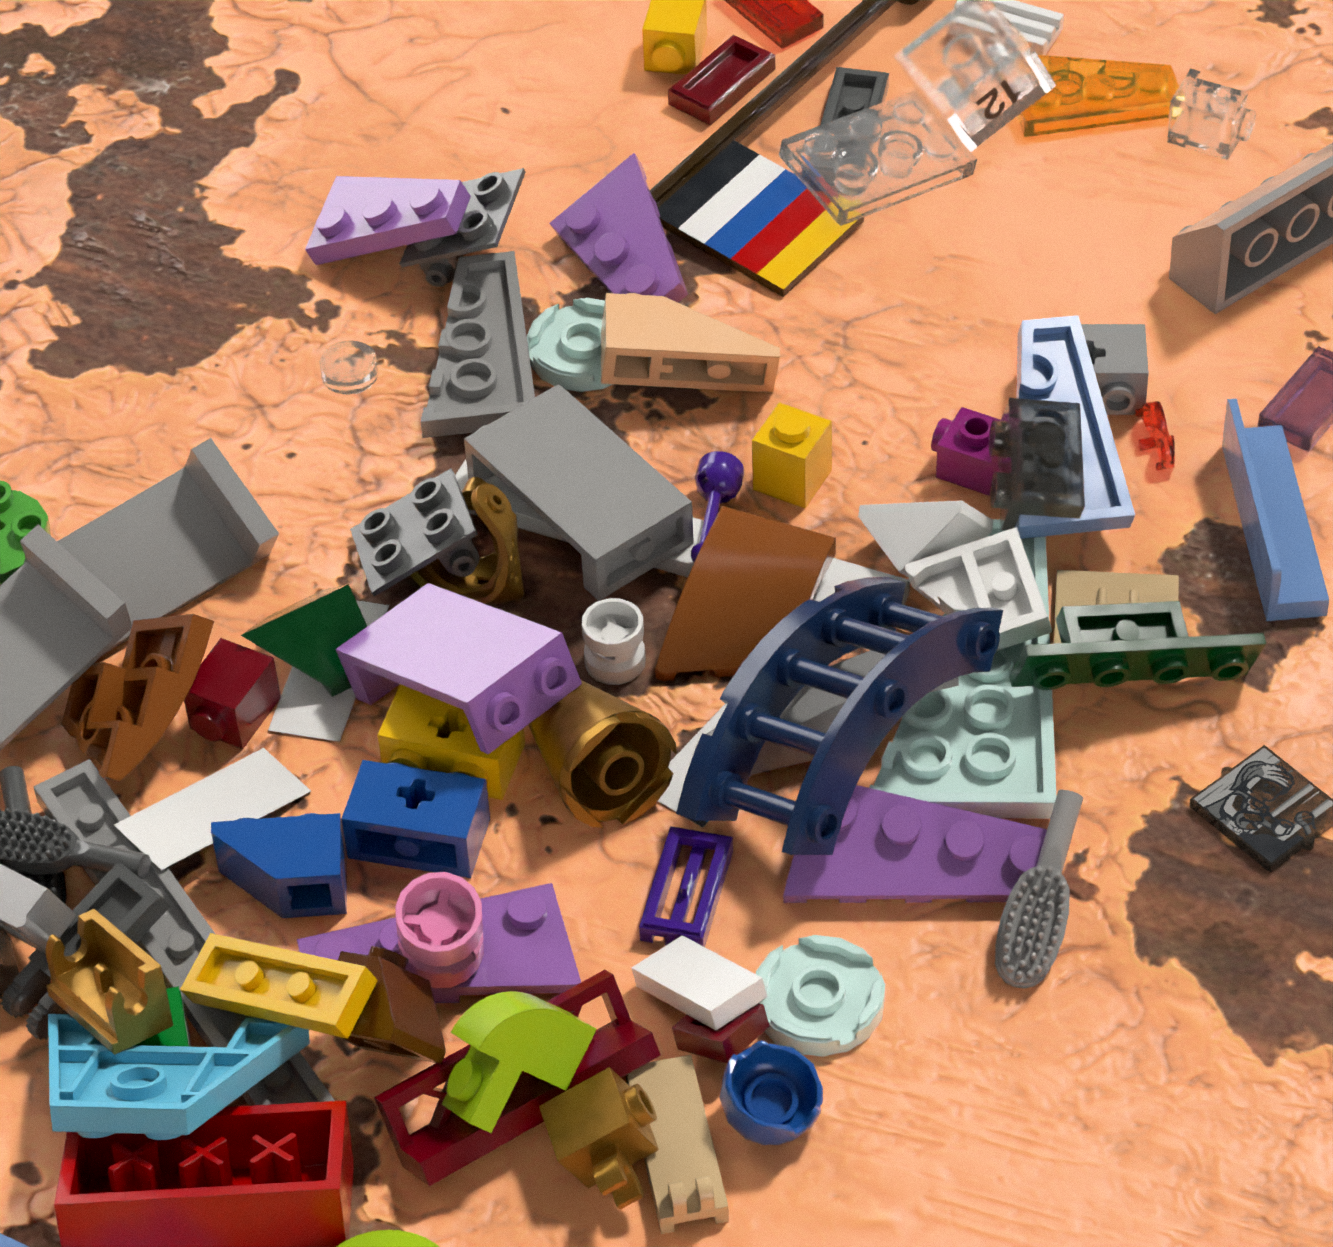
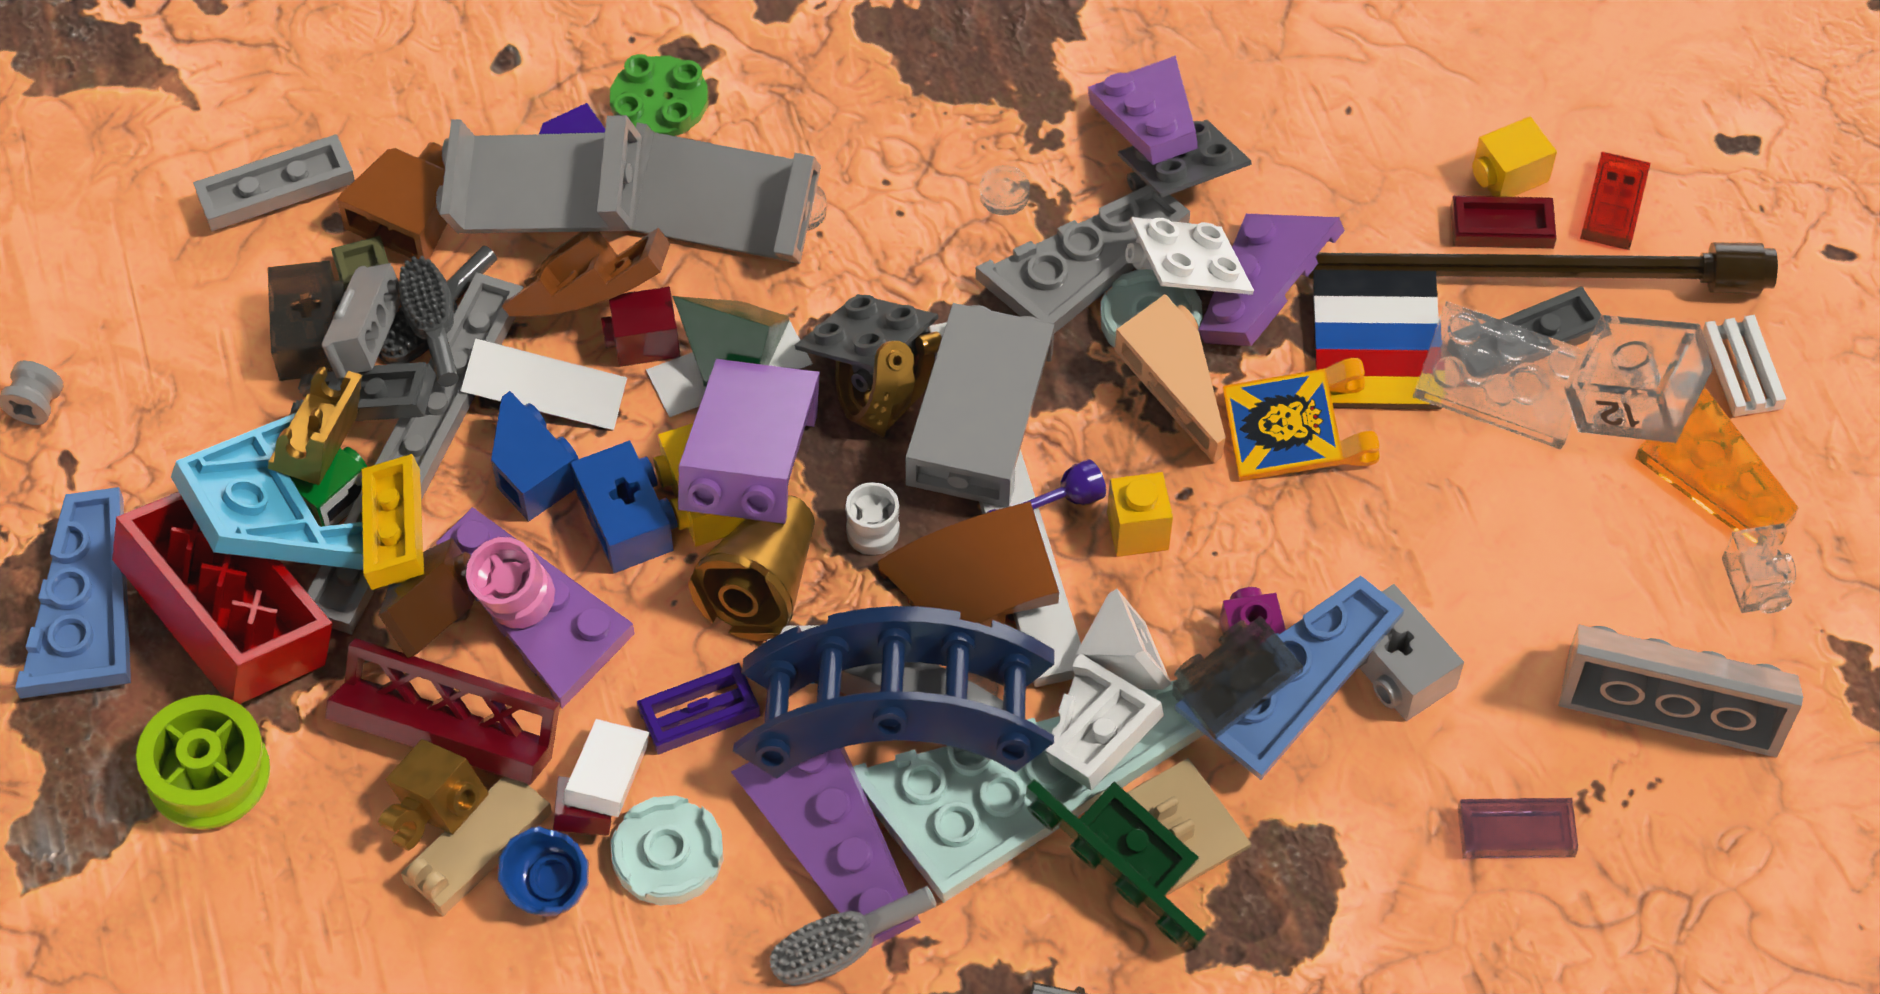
camera: 50 degrees right, 10 degrees up
(510, 1036) = (447, 687): lime brick -> none
(564, 267) = (1187, 255): none -> white hinge
(797, 309) = (1291, 423): none -> flag
(1156, 425) = (1380, 750): clear red piece -> none
(1273, 519) = (1359, 871): medium blue panel -> none

